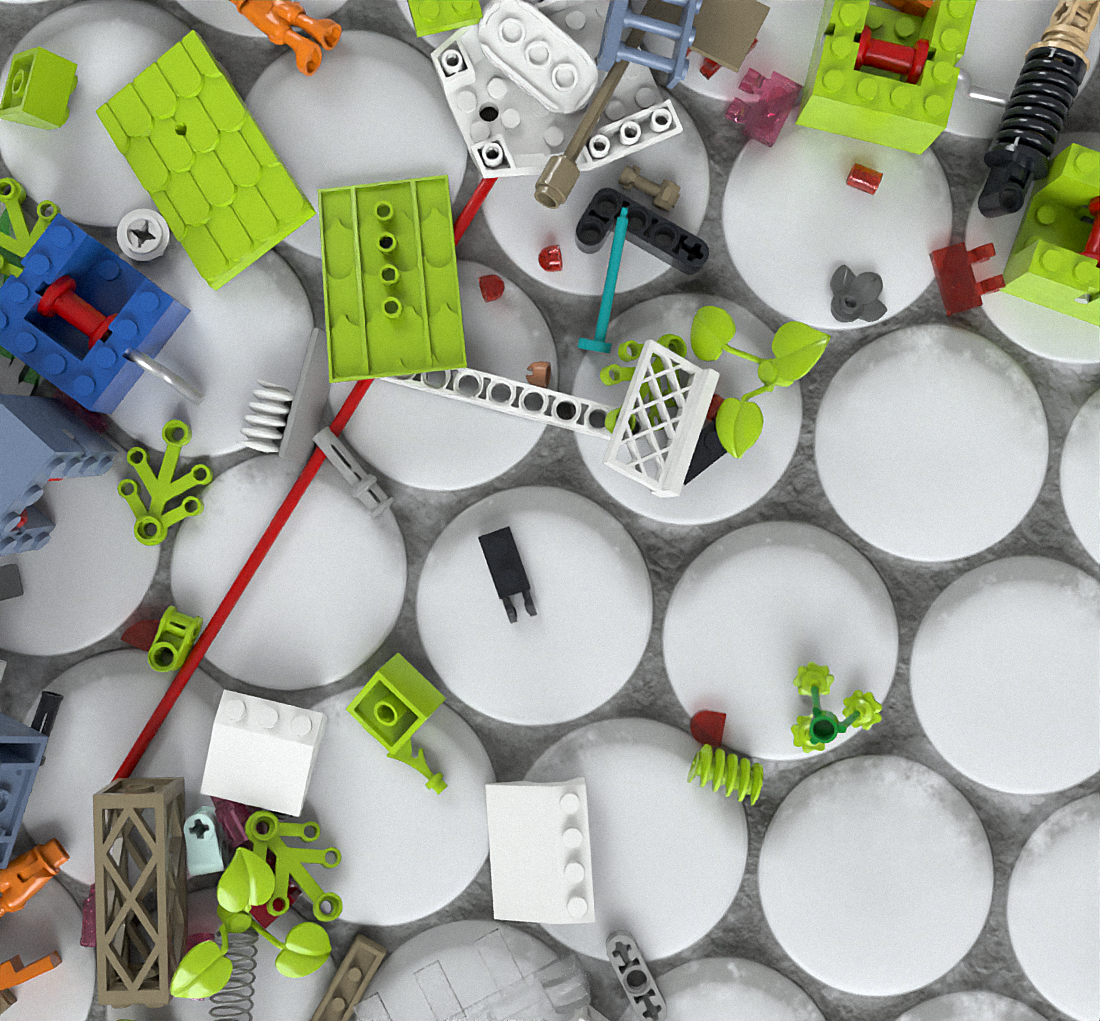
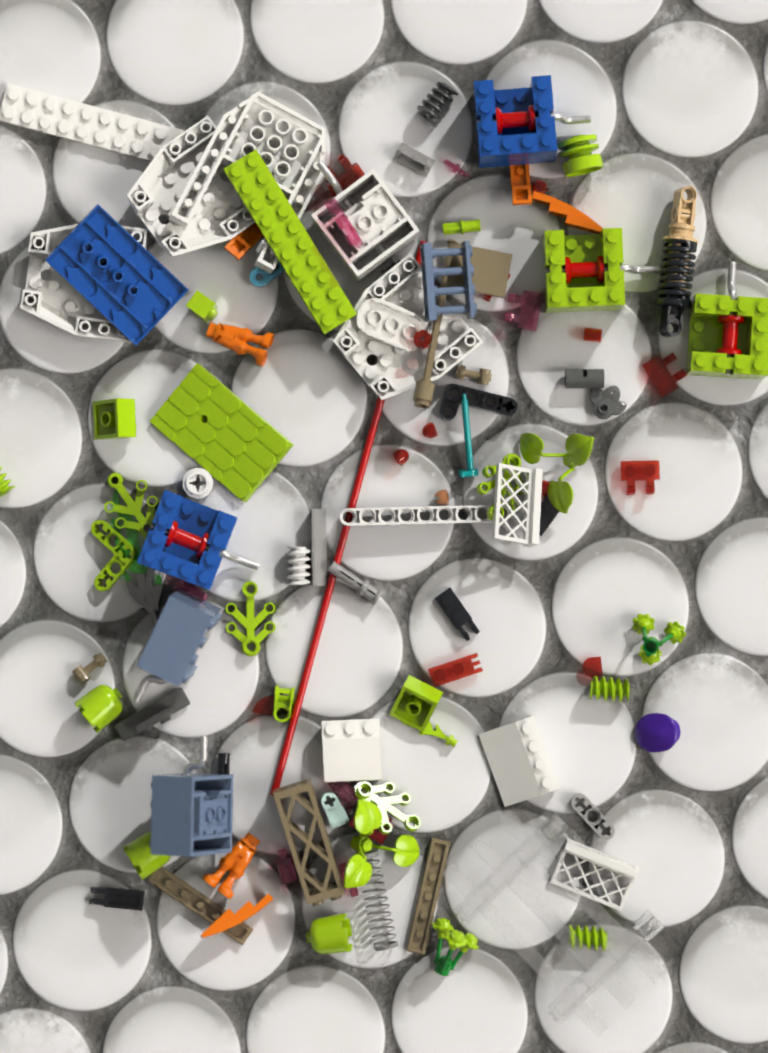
camera: 10 degrees left, 0 degrees up
(394, 305) = (348, 485): lime piece -> none
(475, 666) = (454, 670): none -> clear red hinge
(582, 83) = (427, 339): none -> clear red plate
(784, 870) = (657, 732): none -> dark purple piece
(831, 245) = (584, 378): none -> dark grey pin
(881, 425) = (640, 471): none -> clear red plate

